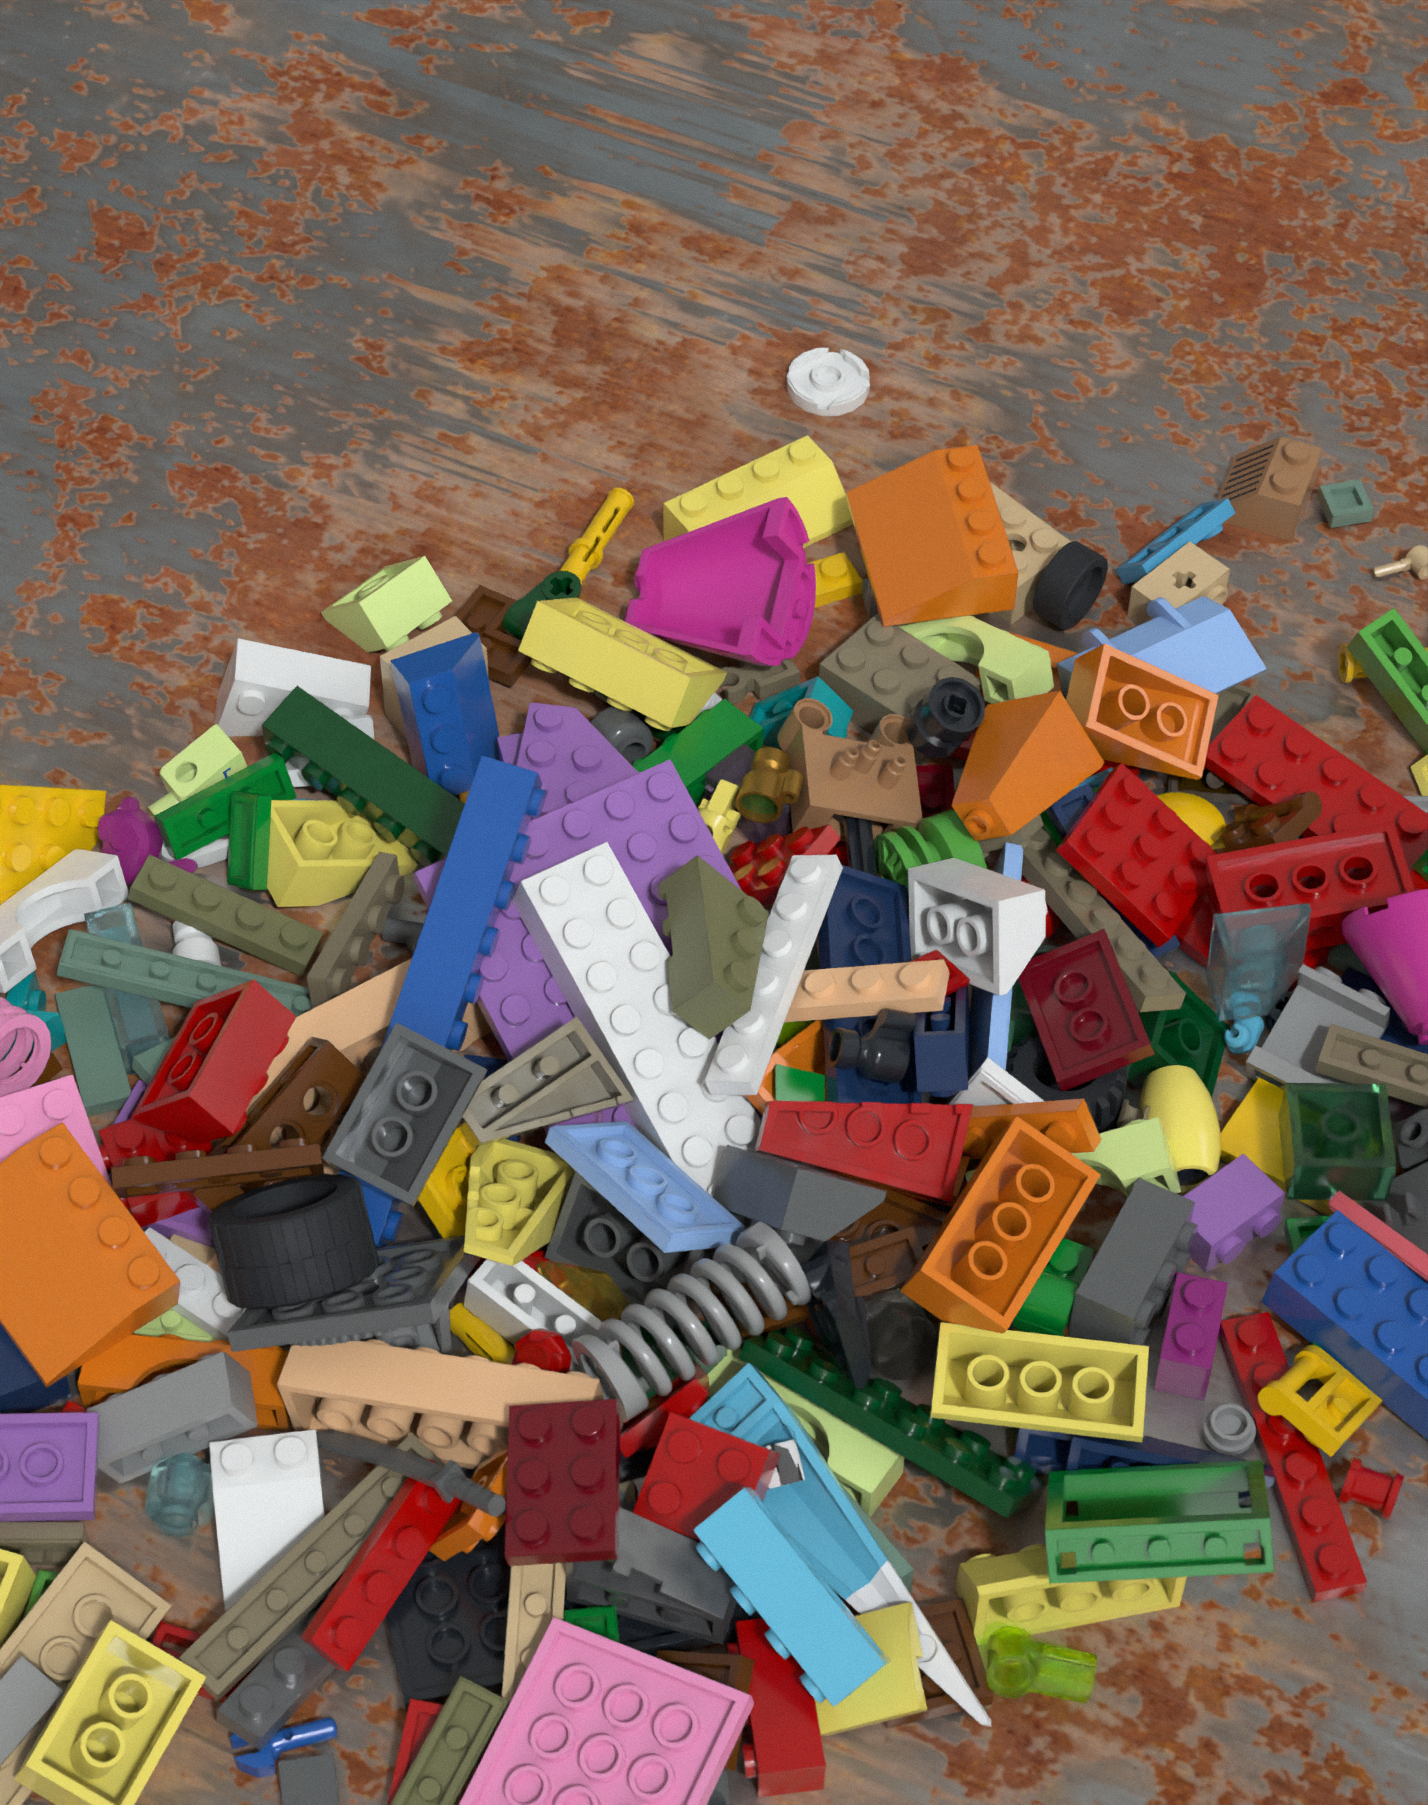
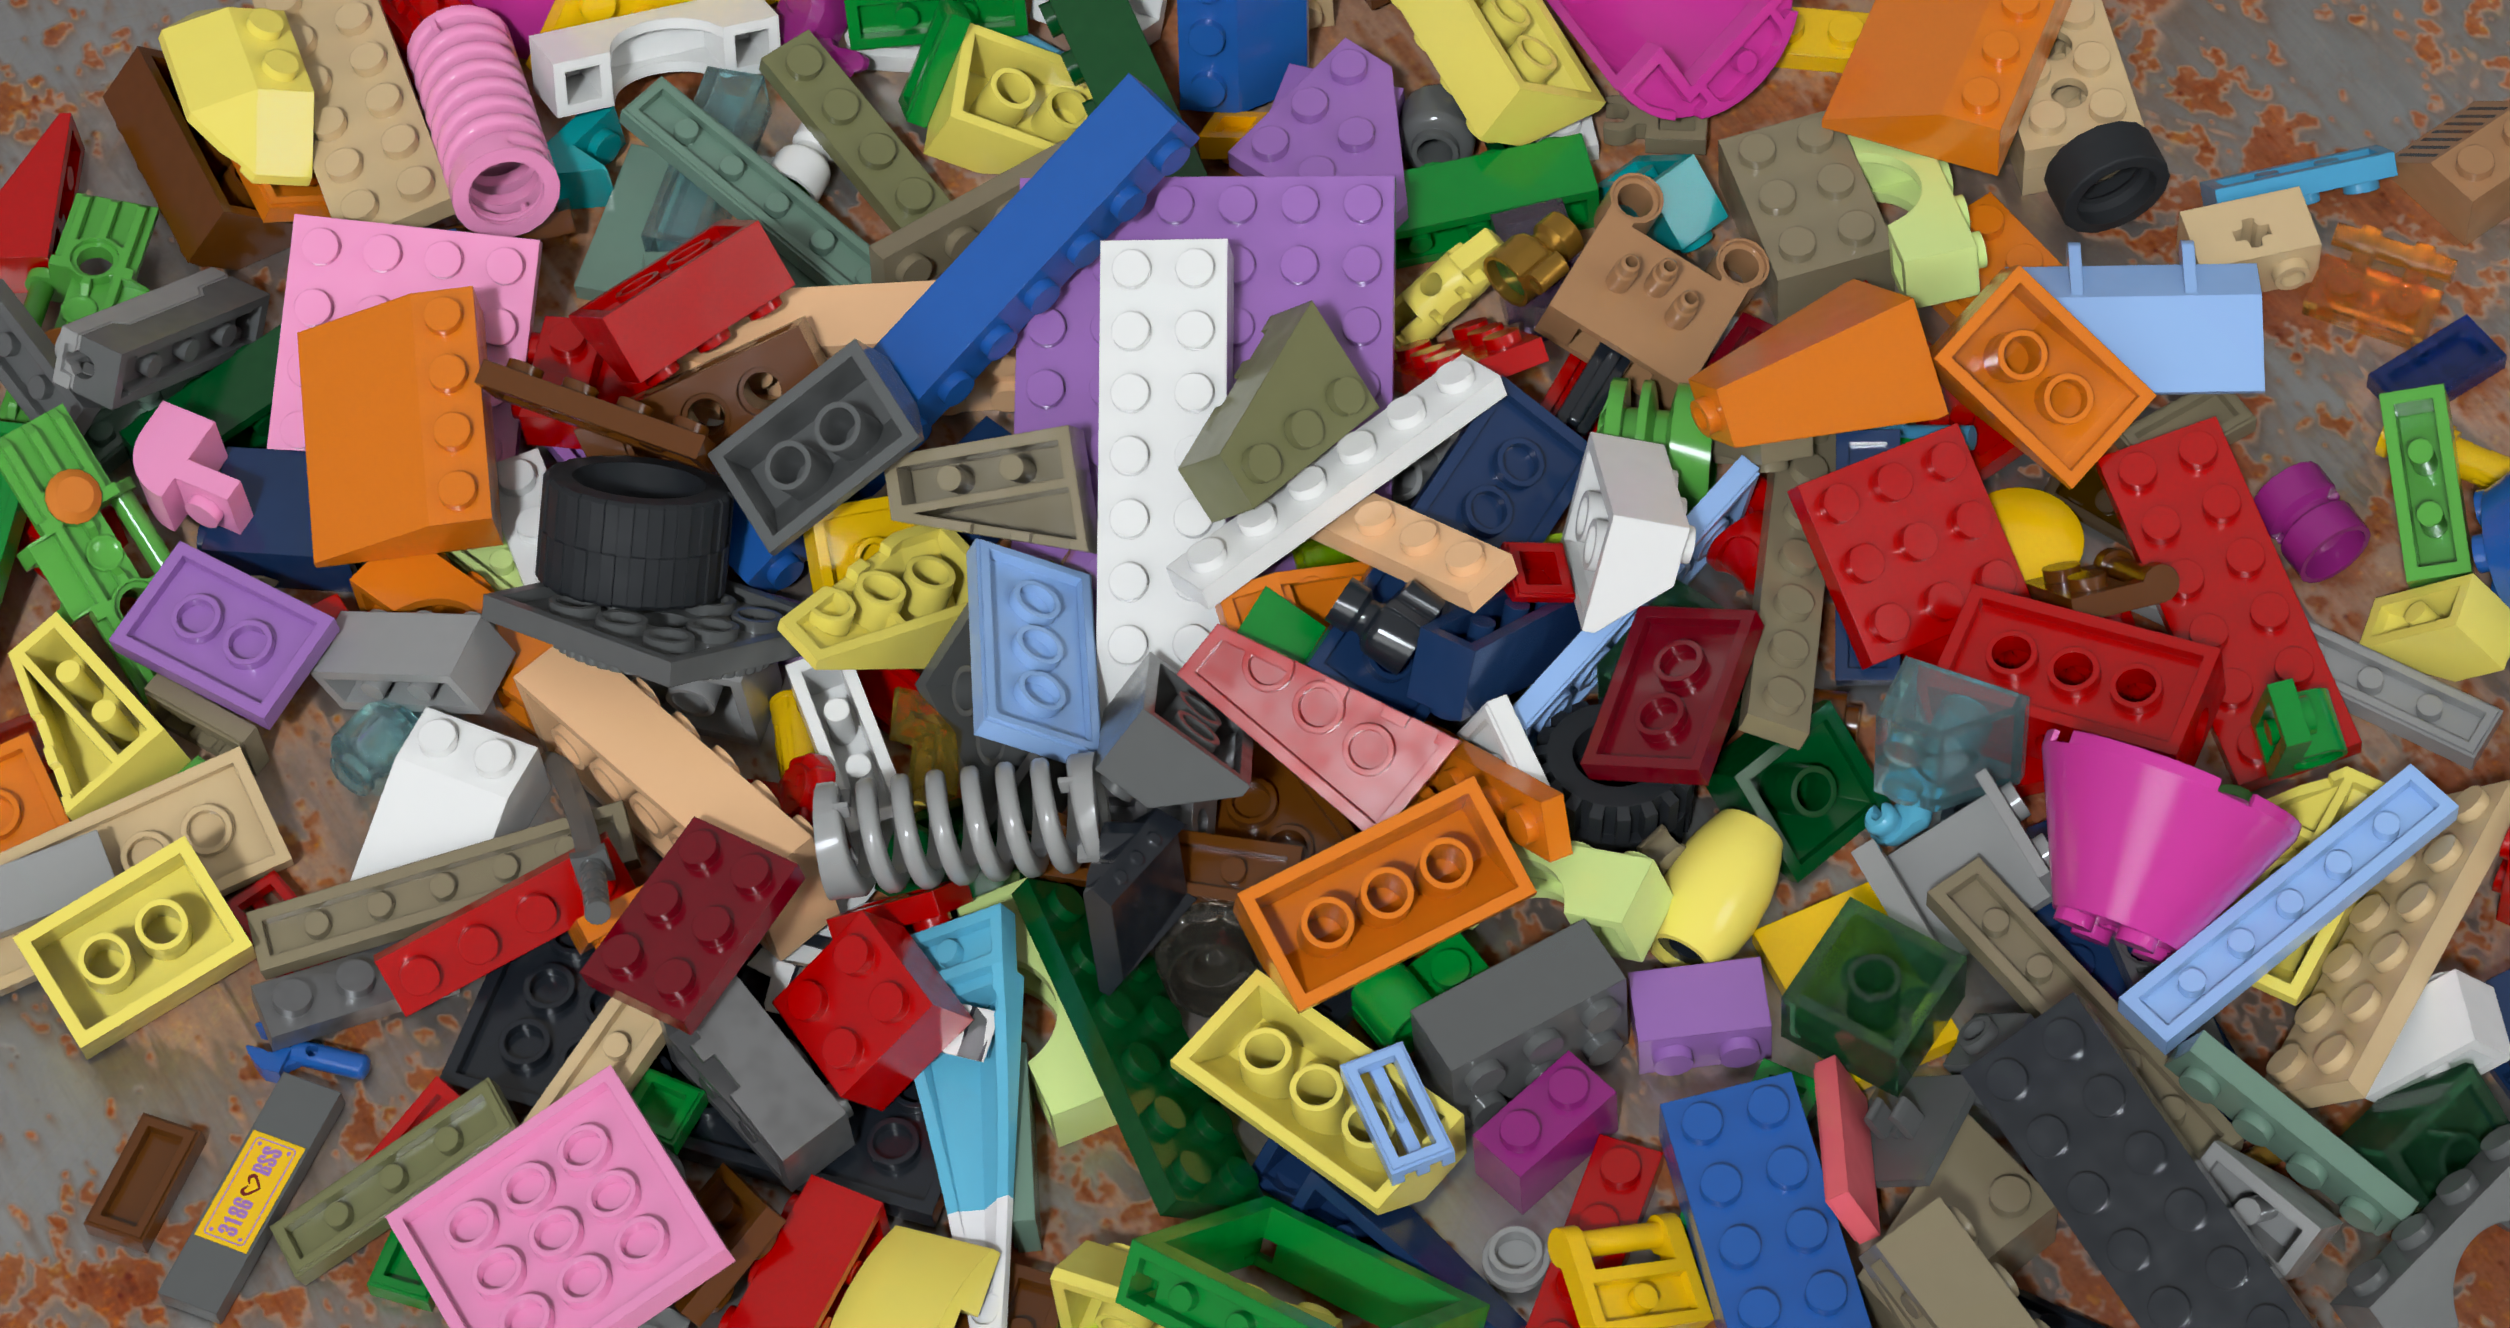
camera: 40 degrees right, 5 degrees up
(790, 1596) = (856, 1172): medium azure brick -> none
(945, 717) = (1792, 269): black wheel -> none
(1106, 1373) = (1417, 1158): none -> light blue tile
(1273, 594) = (2375, 301): none -> clear orange plate
(1338, 617) = (2454, 356): none -> clear blue tile
(1354, 736) = (2310, 522): none -> magenta wheel

